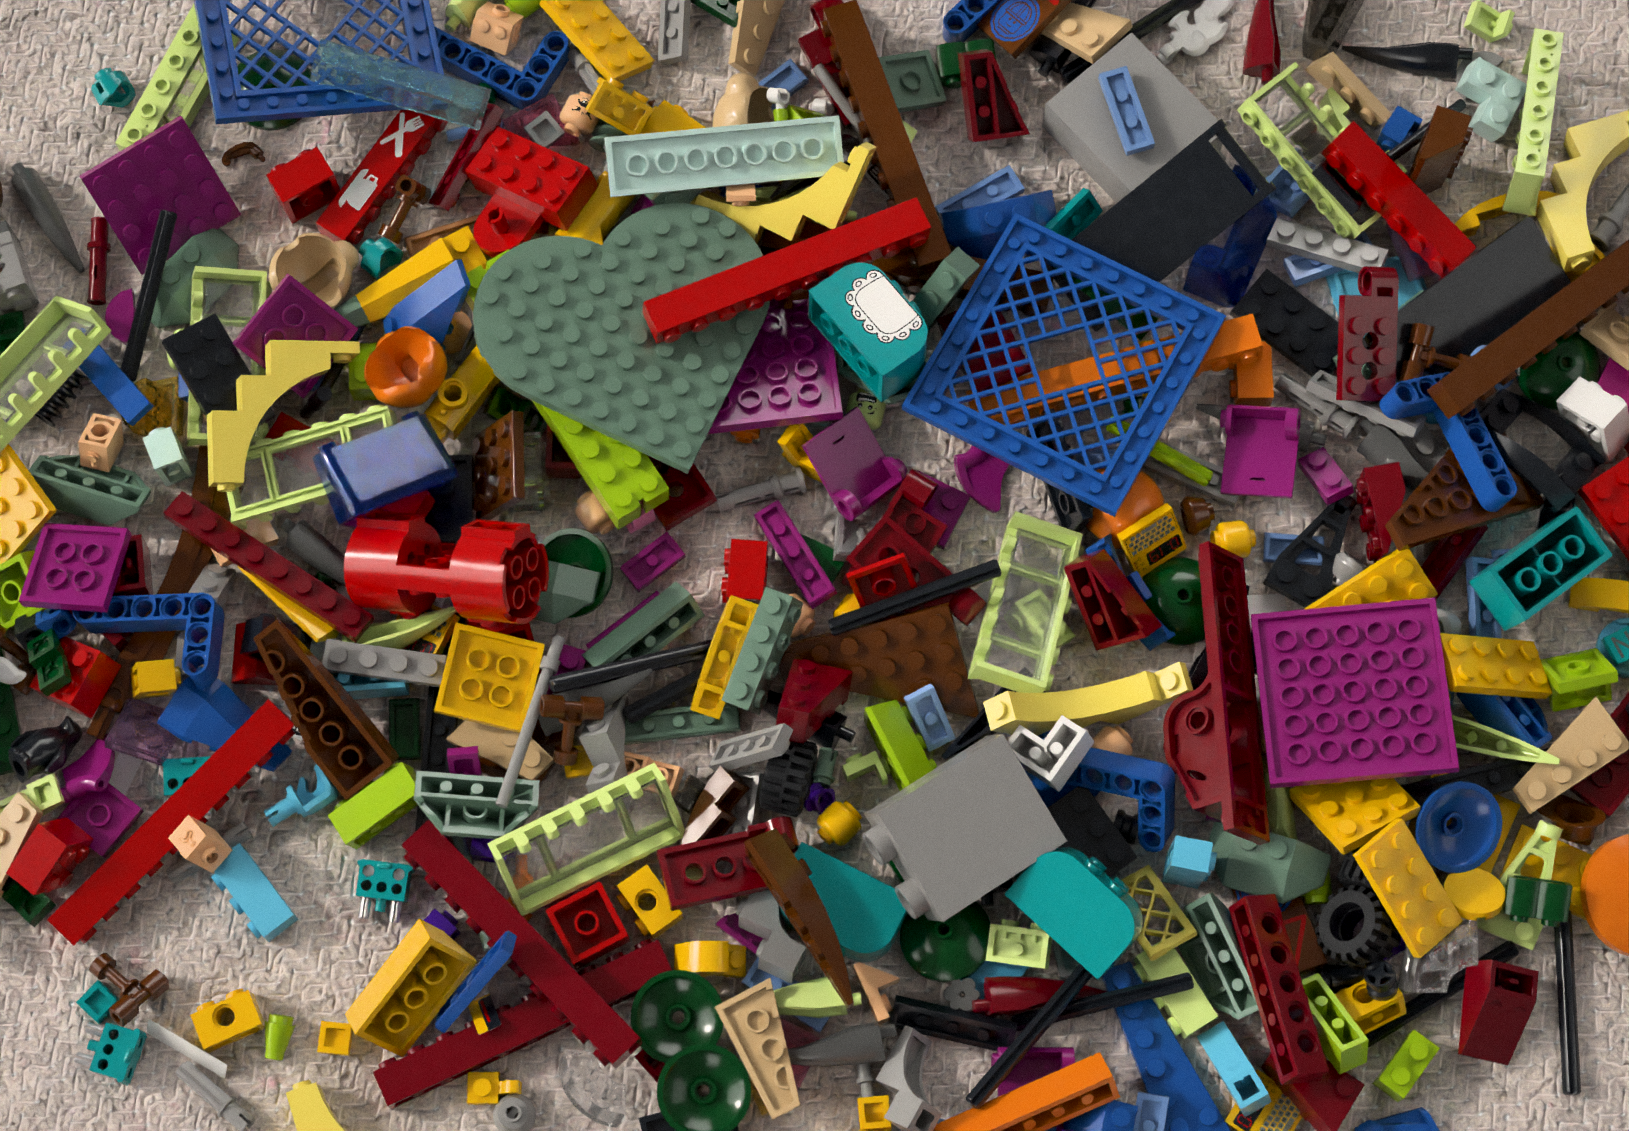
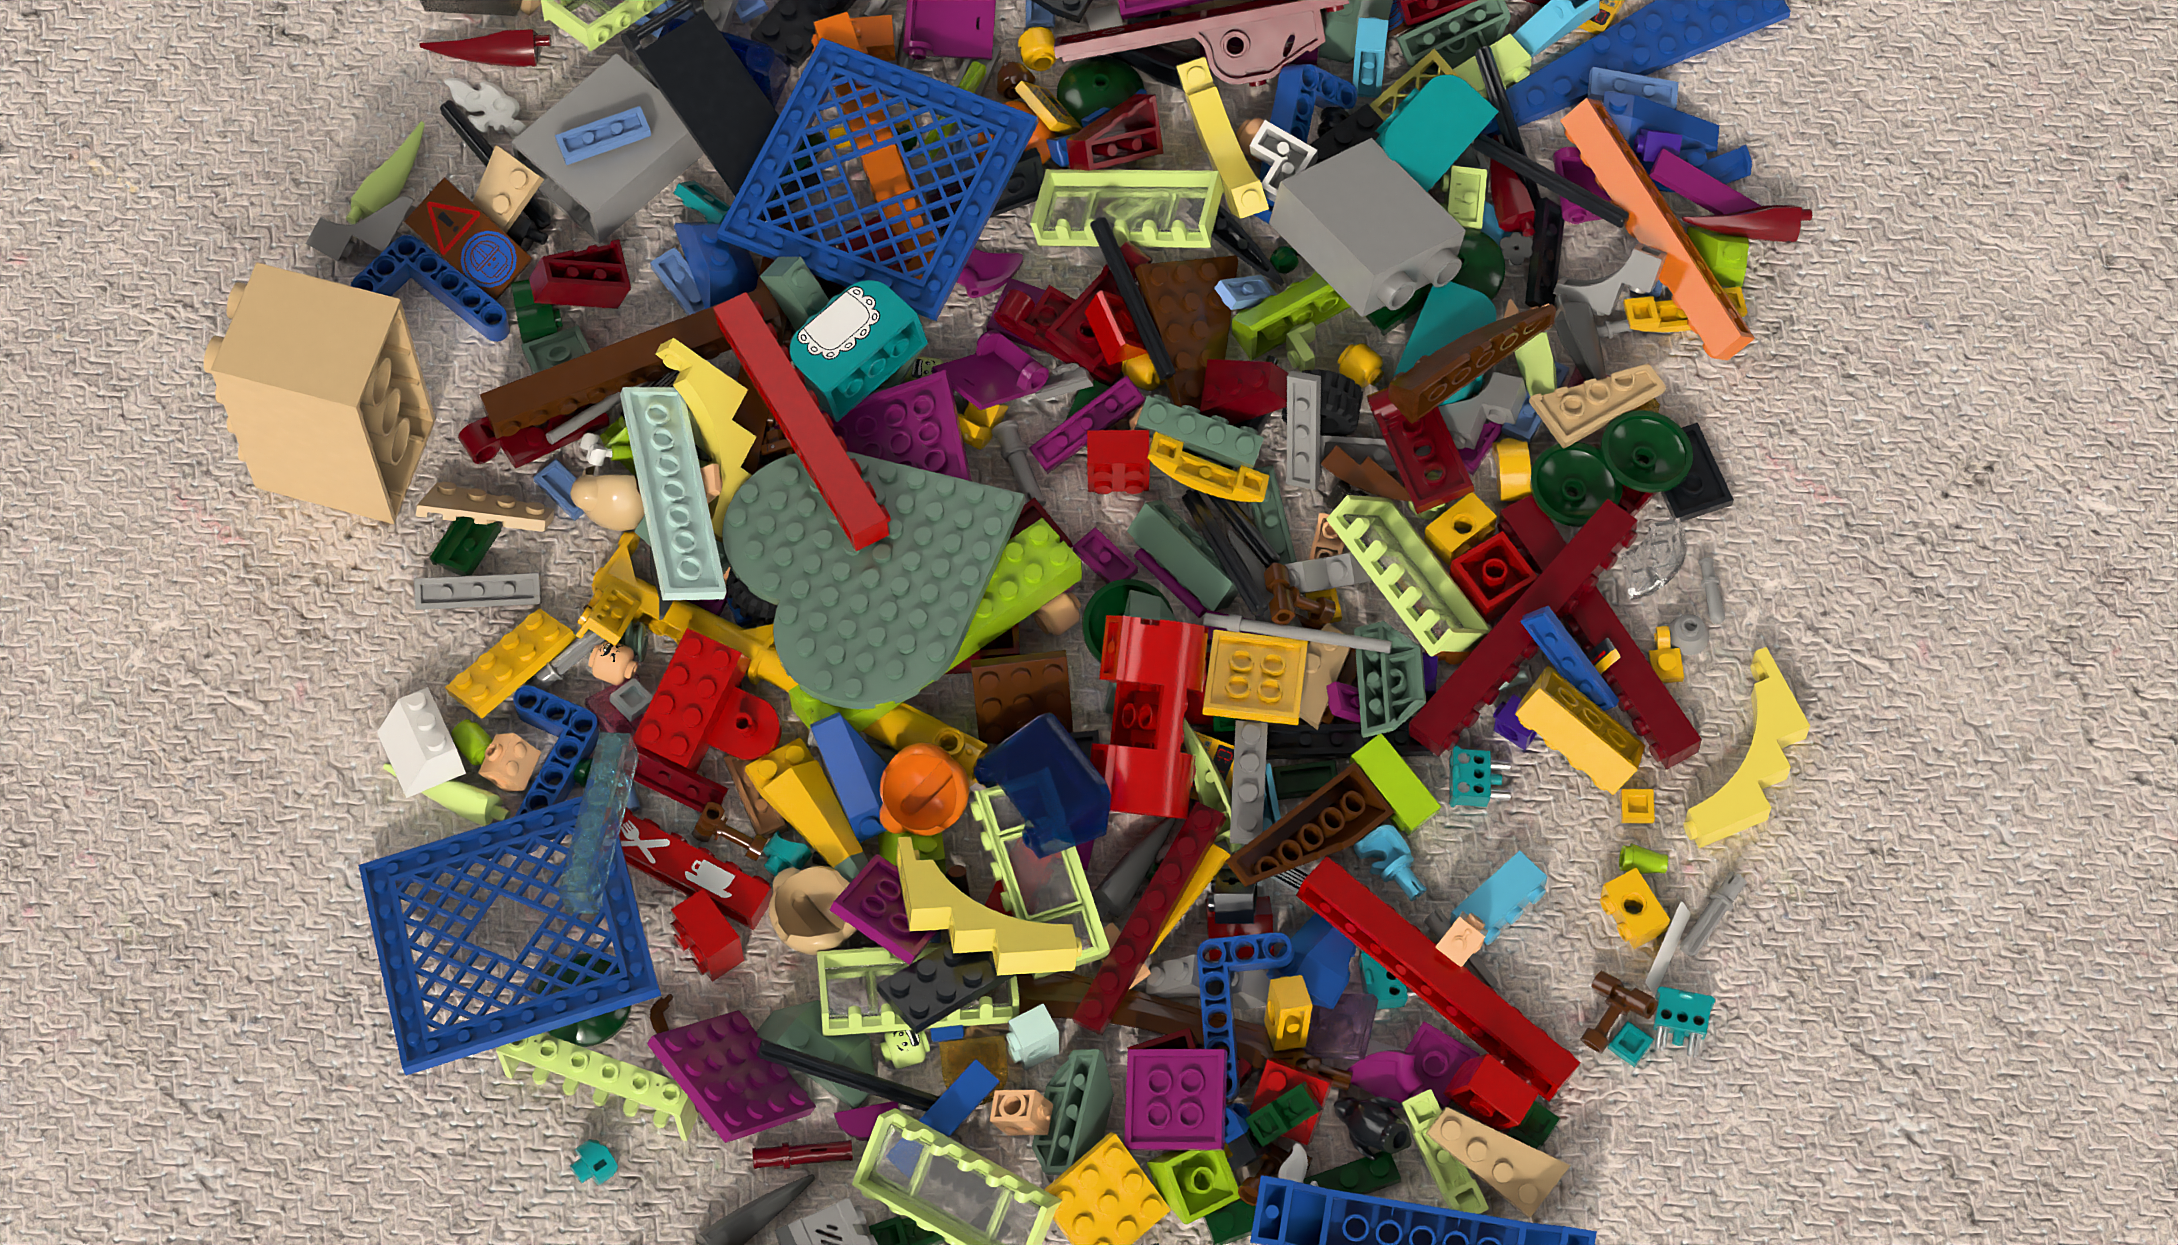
camera: 95 degrees left, 10 degrees down
(503, 402) = (953, 700): dark green slope -> none

